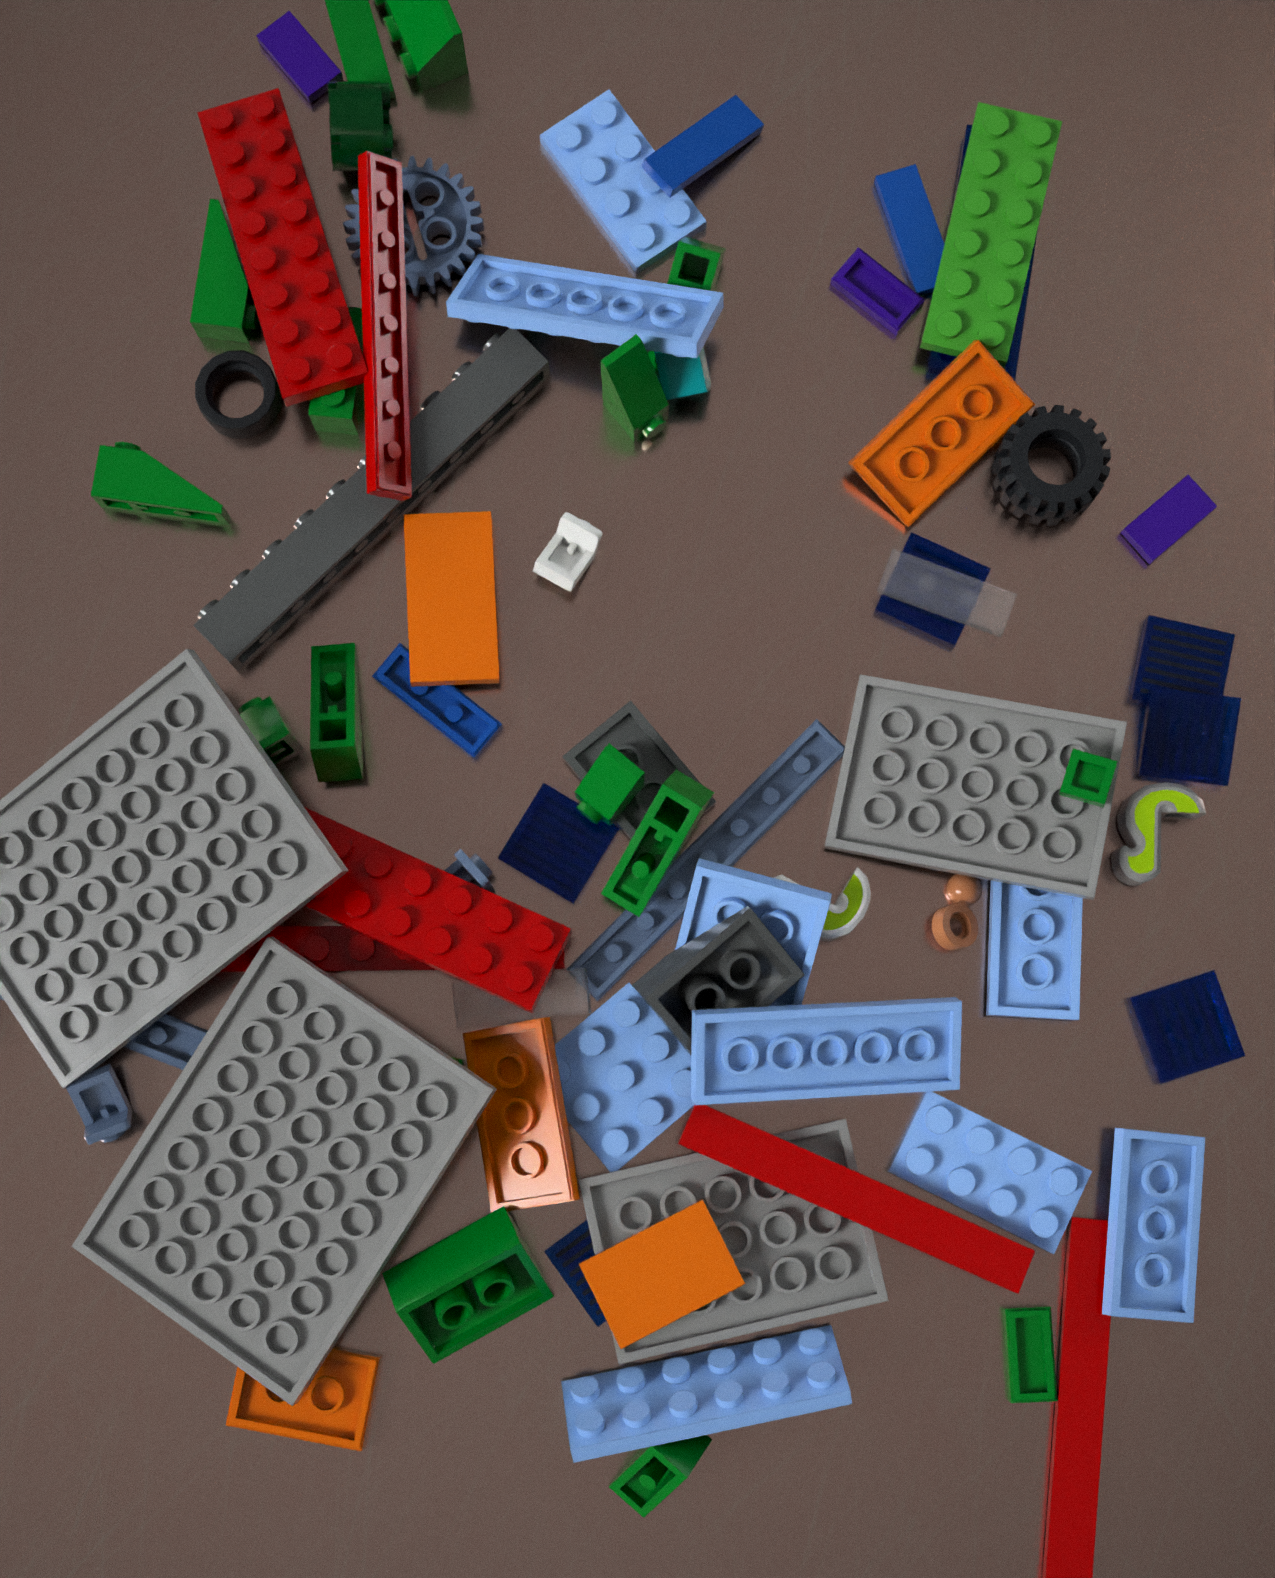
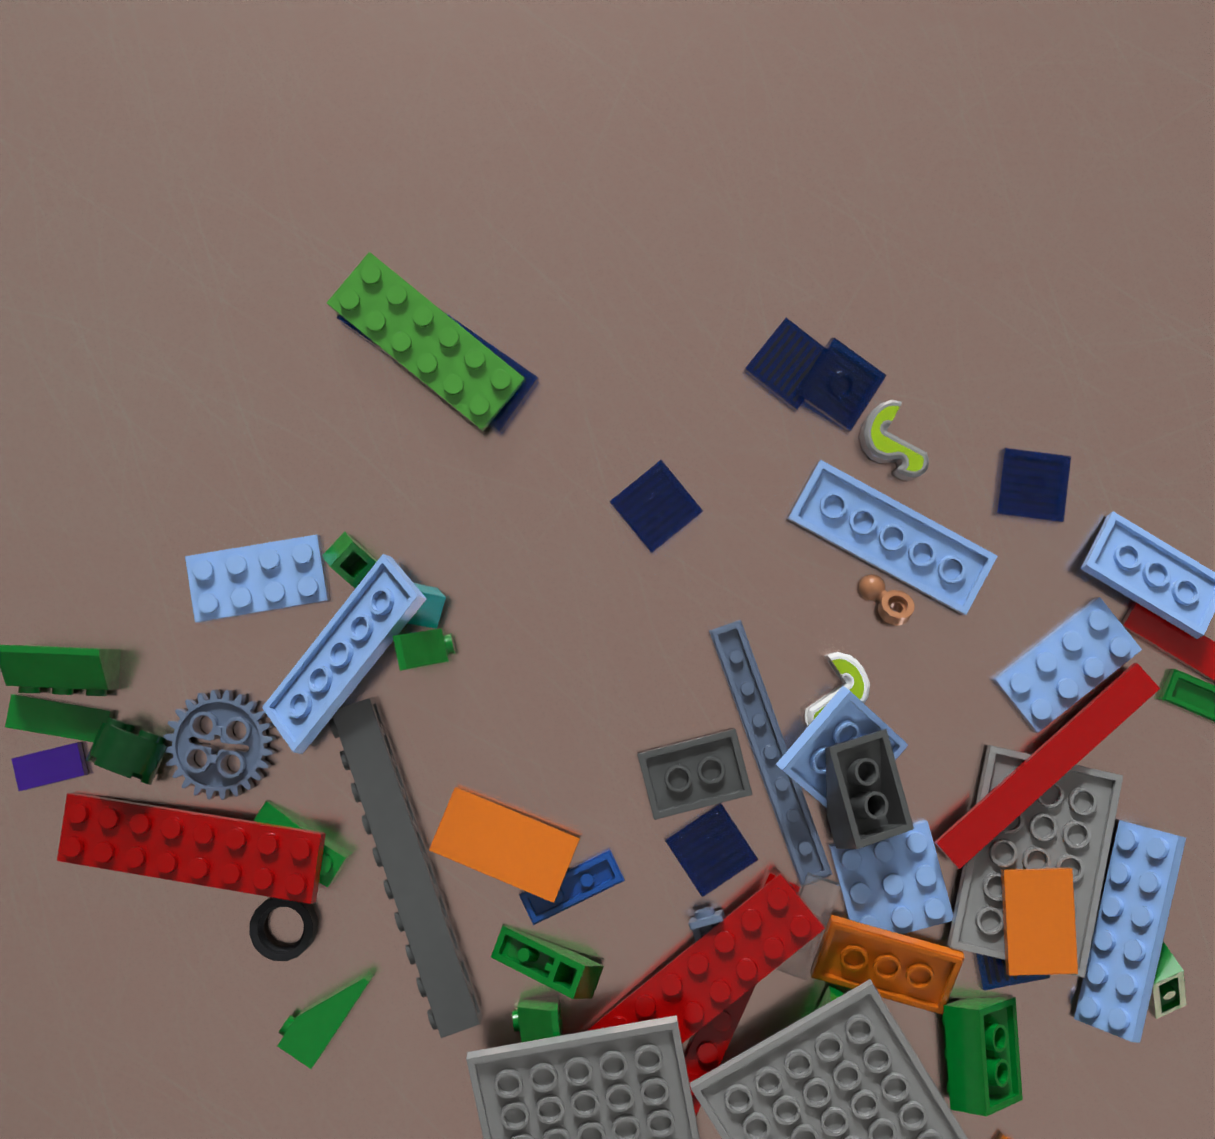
camera: 65 degrees left, 5 degrees up
(222, 294) = (202, 906): green slope -> none
(384, 327) = (289, 804): red tile -> none
(568, 552) = (511, 747): white bracket -> none
(609, 786) = (696, 801): green slope -> none
(657, 842) = (747, 784): green slope -> none
(702, 146) = (261, 511): blue tile -> none
(825, 1050) = (942, 739): light blue plate -> none
(877, 291) = (425, 439): dark purple tile -> none
(911, 225) = (389, 391): blue tile -> none
(941, 433) = (552, 447): orange tile -> none
(946, 592) = (665, 499): clear tile -> none
(971, 786) = (810, 547): light grey plate -> none
(1071, 438) = (611, 355): black tyre -> none
(1088, 778) = (846, 472): green plate -> none
(1168, 519) = (684, 320): dark purple tile -> none

